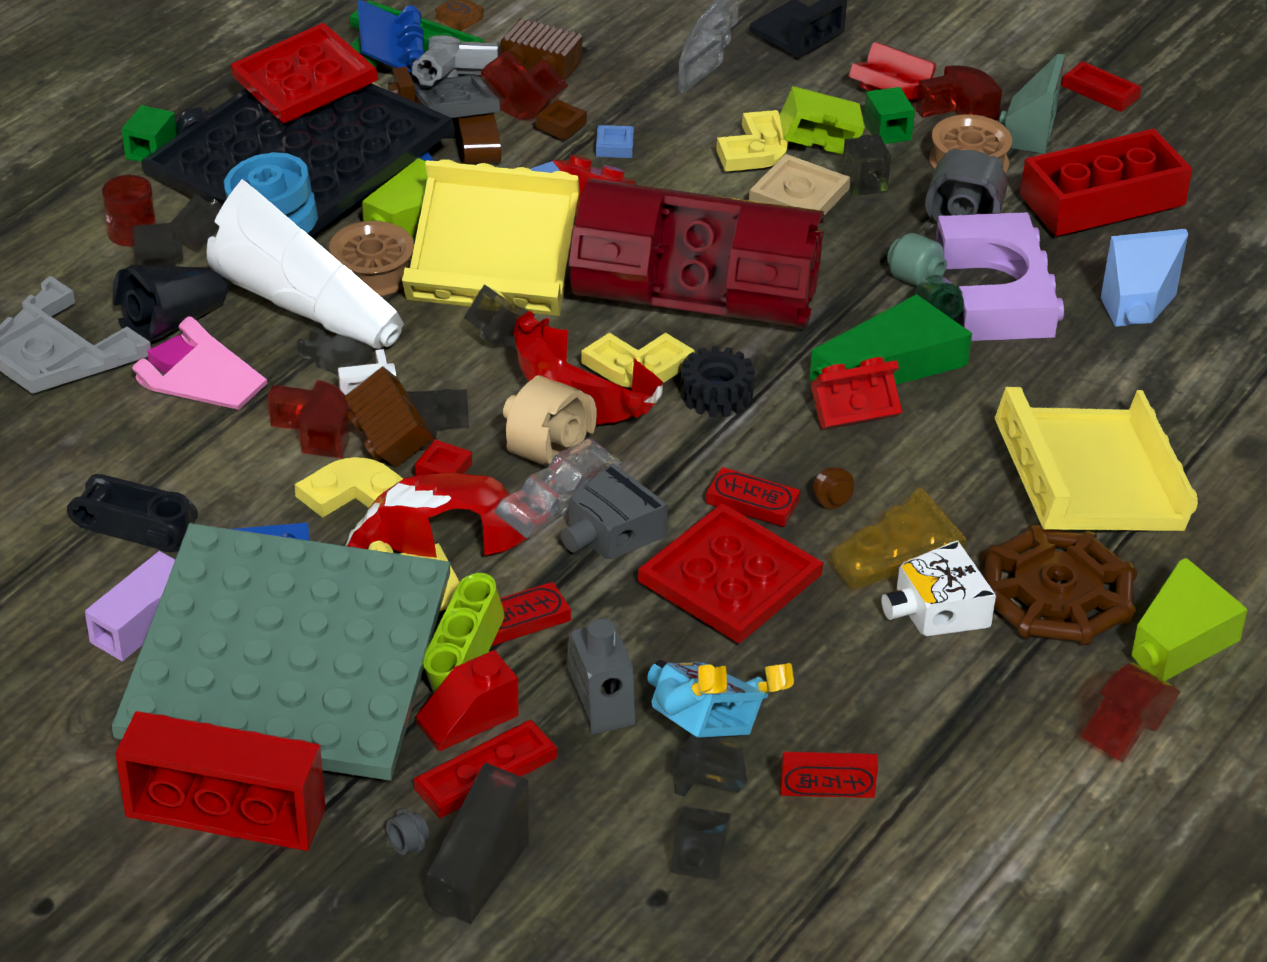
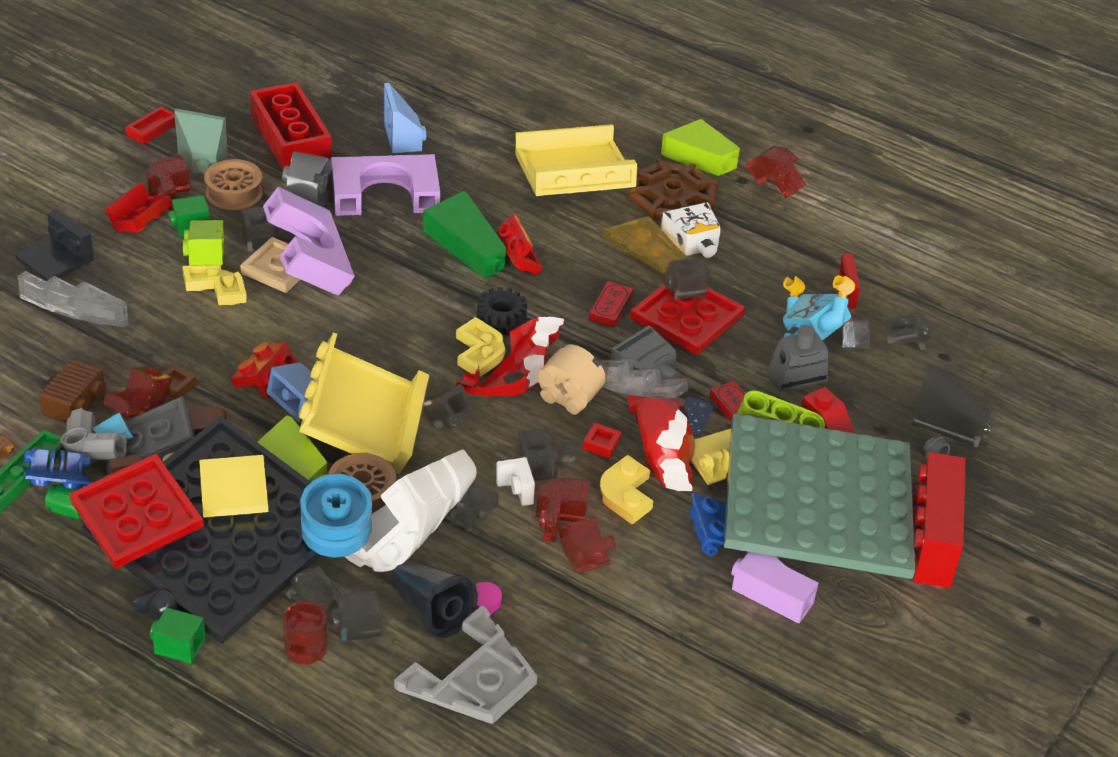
camera: 95 degrees left, 0 degrees up
(133, 512) = (683, 584): black piece -> none
(205, 374) = (513, 572): bright pink flag -> none
(238, 434) = (585, 545): none -> clear red brick
(338, 135) = (233, 486): none -> light yellow tile
(387, 417) = (570, 458): reddish brown brick -> none
(464, 72) = (114, 425): none -> medium azure tile
(511, 572) = (698, 413): none -> dark blue sticker
(514, 751) = (870, 419): red tile -> none
(614, 141) = (200, 358): medium blue tile -> none
(696, 252) = (401, 277): dark red cylinder -> none
(780, 550) = (686, 278): none -> clear smoke brick
(833, 487) = (605, 266): reddish brown plate -> none
(877, 188) = (318, 250): none -> lavender arch
(916, 258) = (367, 216): sand green head -> none
(941, 294) = (414, 204): clear green brick -> none

